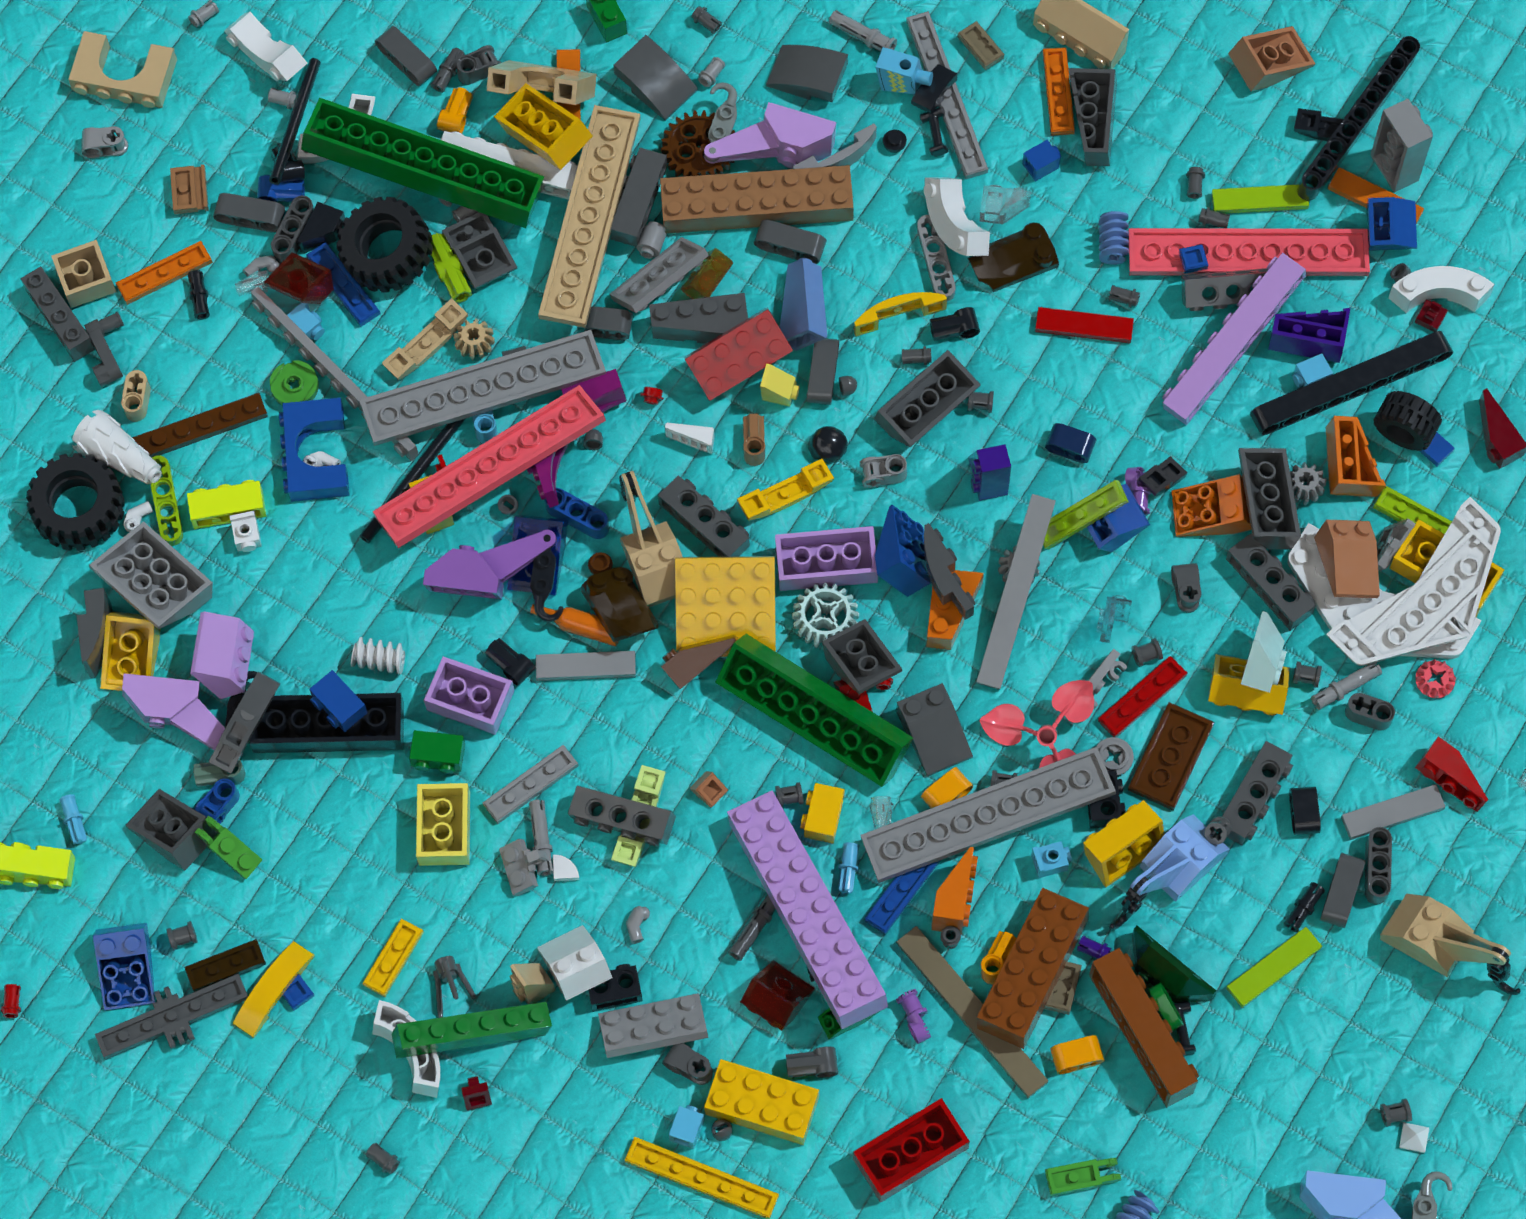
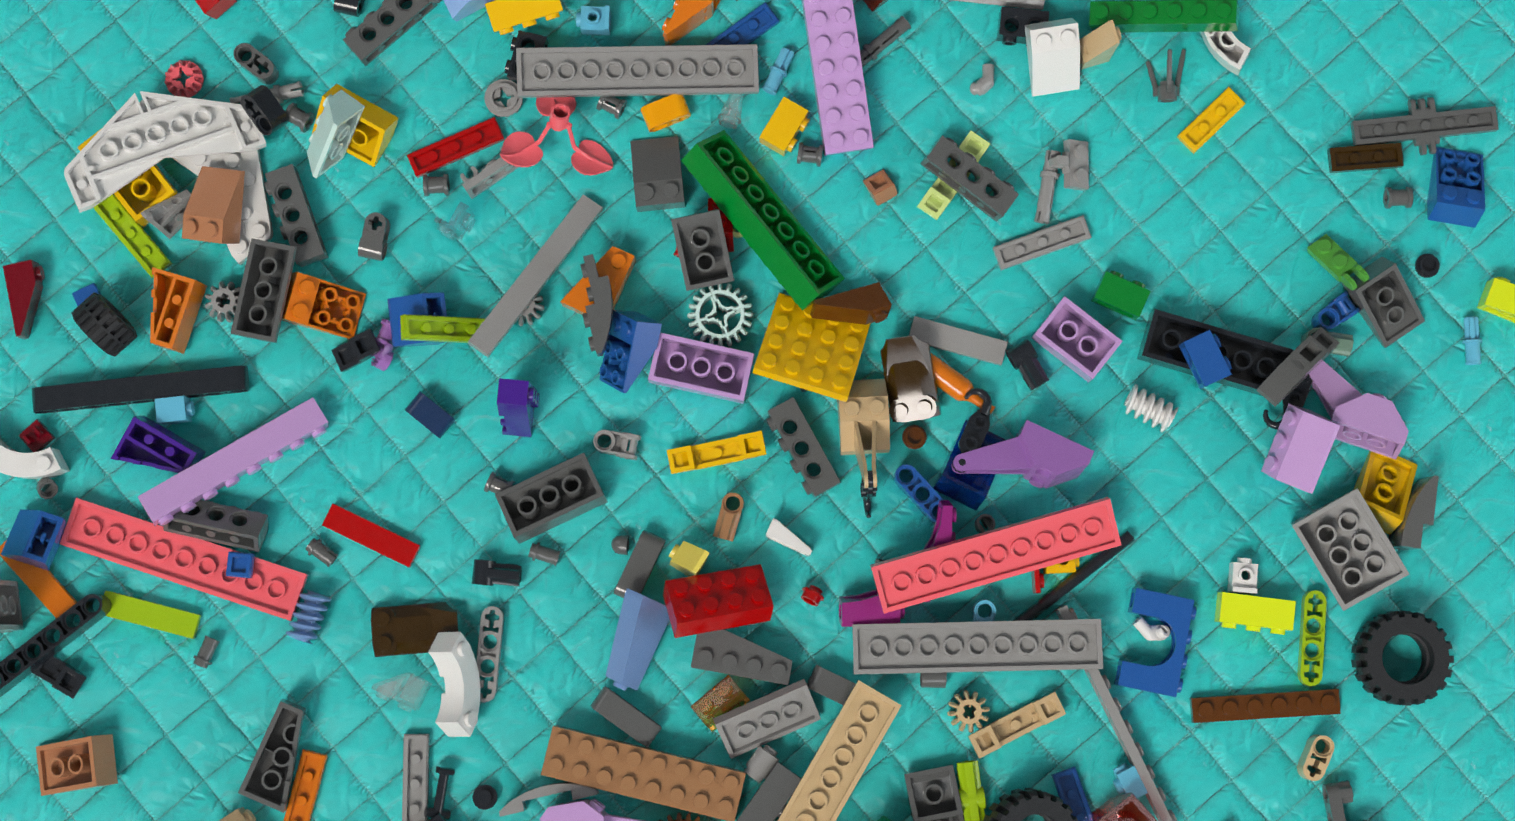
camera: 165 degrees left, 15 degrees up
(108, 442) = (1351, 698): white cone -> none
(135, 514) = (1345, 630): white arm -> none
(136, 879) = (1427, 265): none -> black plate
(271, 988) = (1325, 126): yellow slope -> none
(291, 372) = (1170, 722): bright green plate -> none
(298, 993) = (1306, 116): blue tile -> none
(443, 824) = (1135, 222): light yellow brick -> none
(564, 869) = (1034, 152): white tile -> none
(828, 444) = (660, 490): black hair -> none
(900, 304) = (515, 605): yellow slope -> none
(1041, 160) = (347, 725): blue brick -> none
(1171, 756) = (451, 84): reddish brown tile -> none
(1213, 218) = (203, 607): dark grey pin -> none
(1340, 662) = (264, 110): none -> black beam

